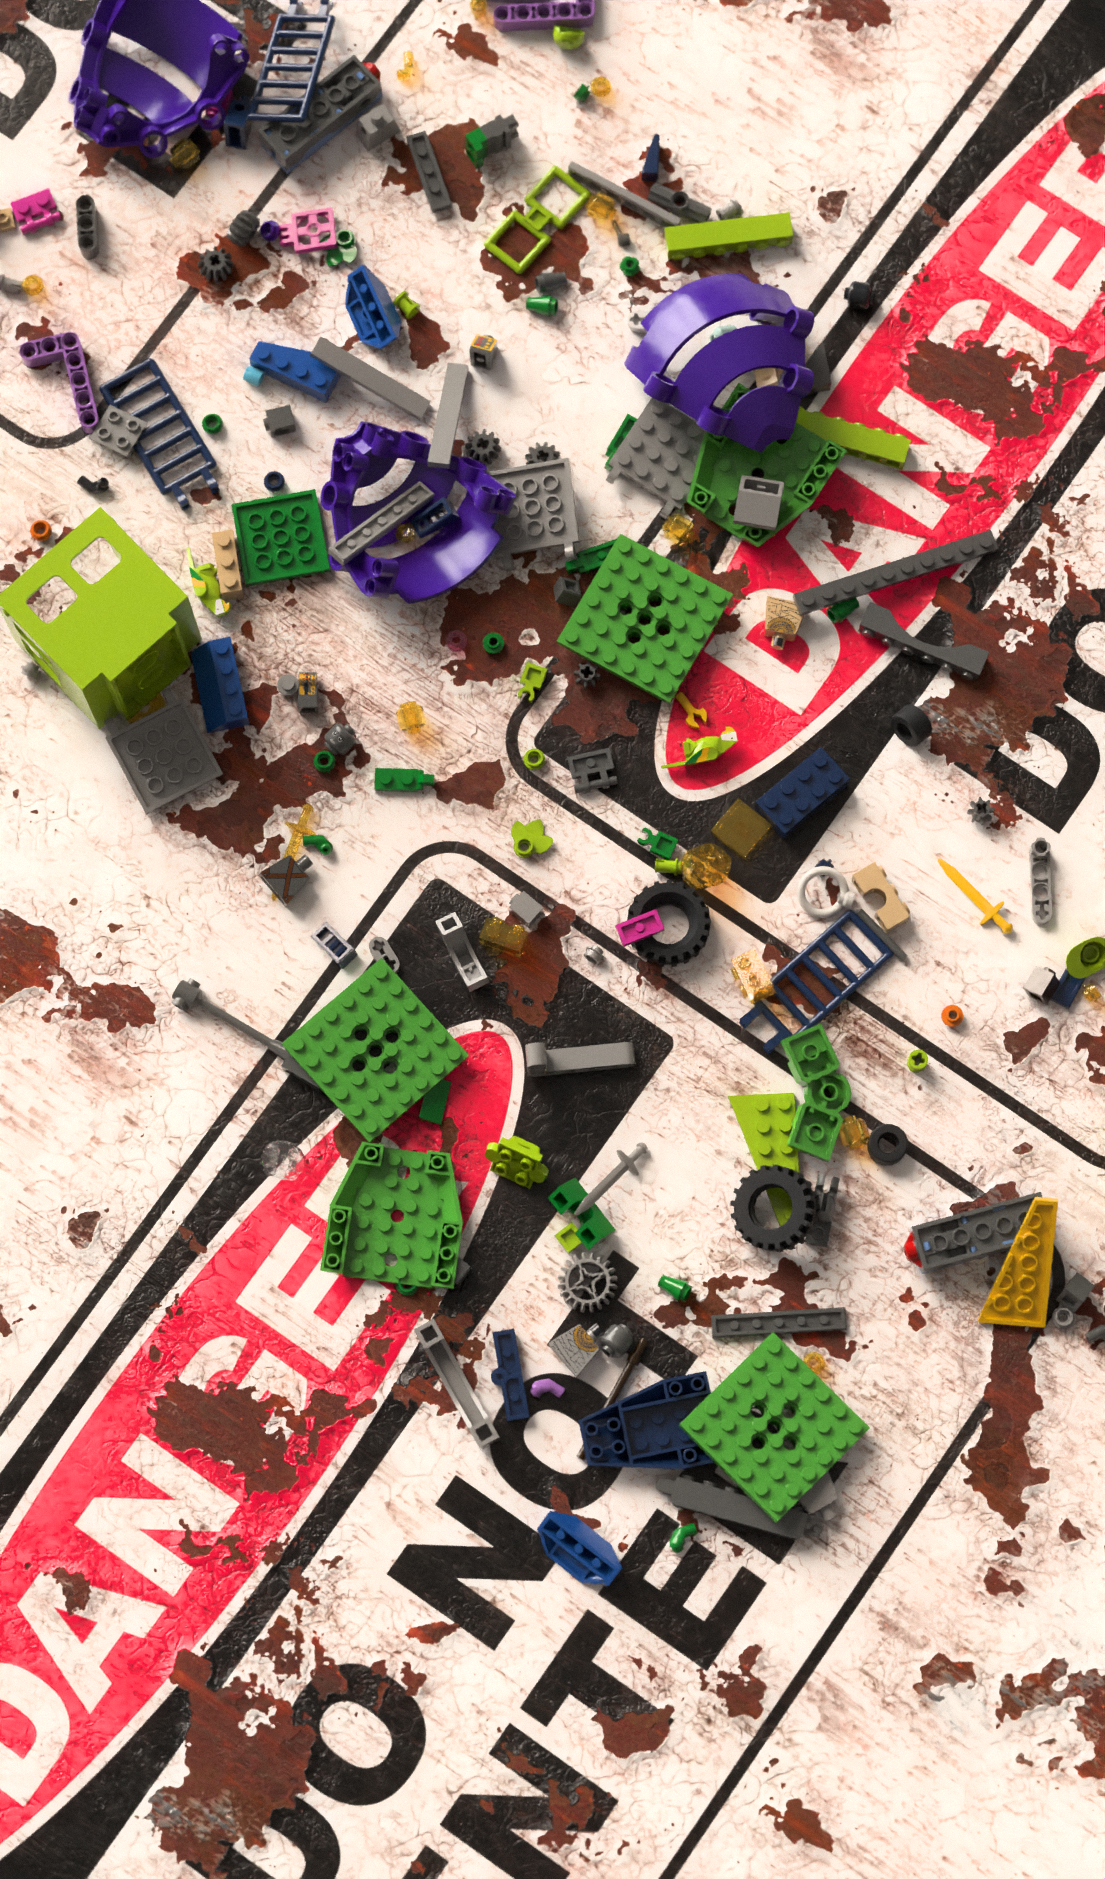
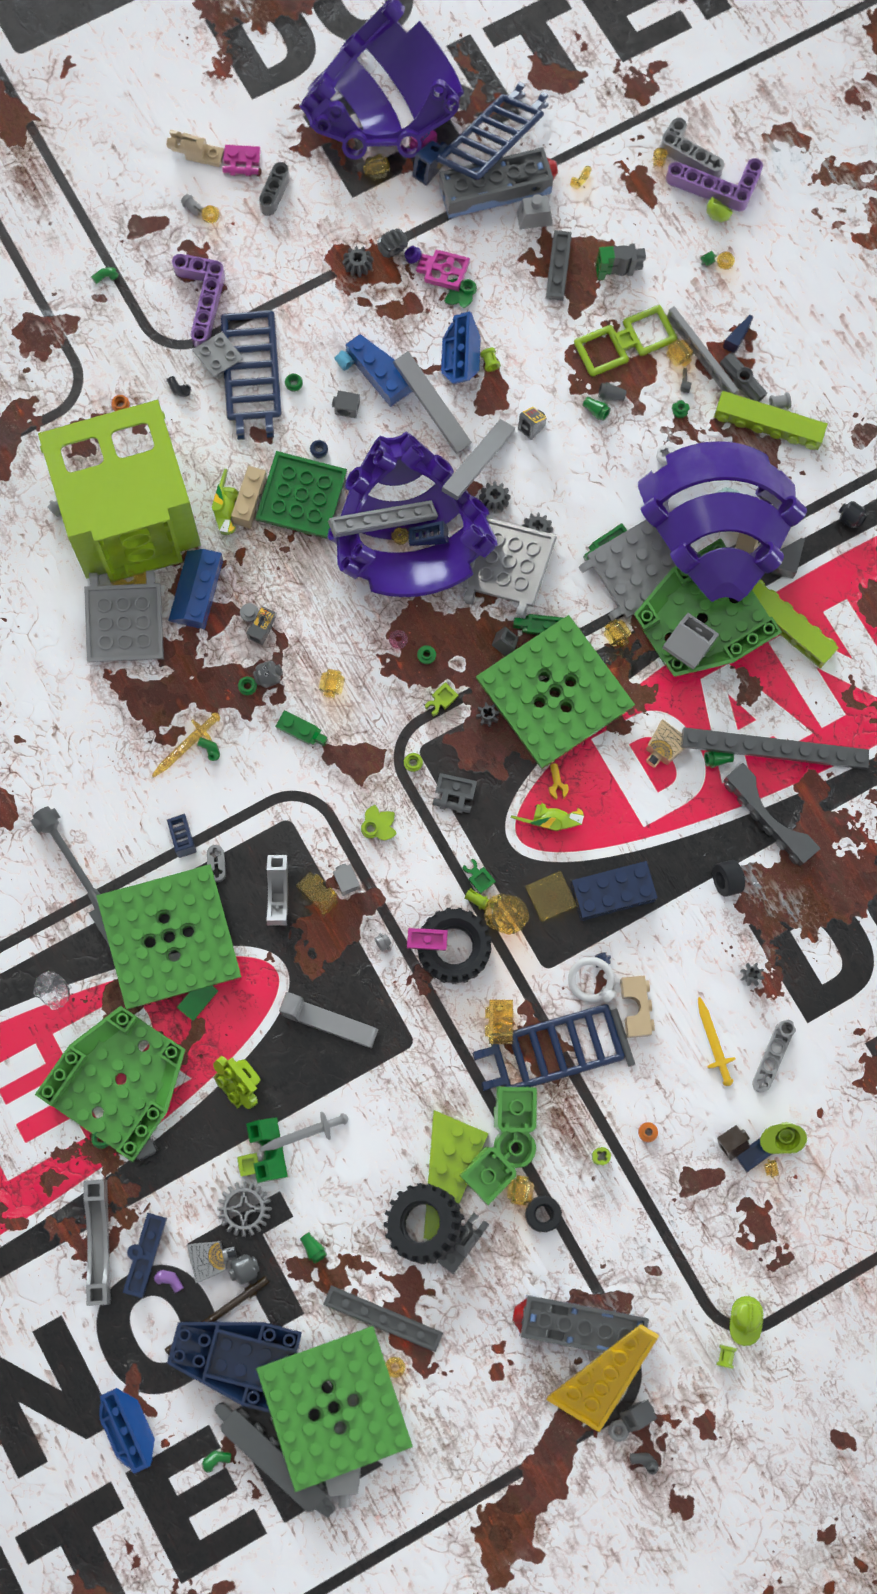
camera: 20 degrees right, 0 degrees up
(286, 877) = (170, 764): dark grey torso -> none

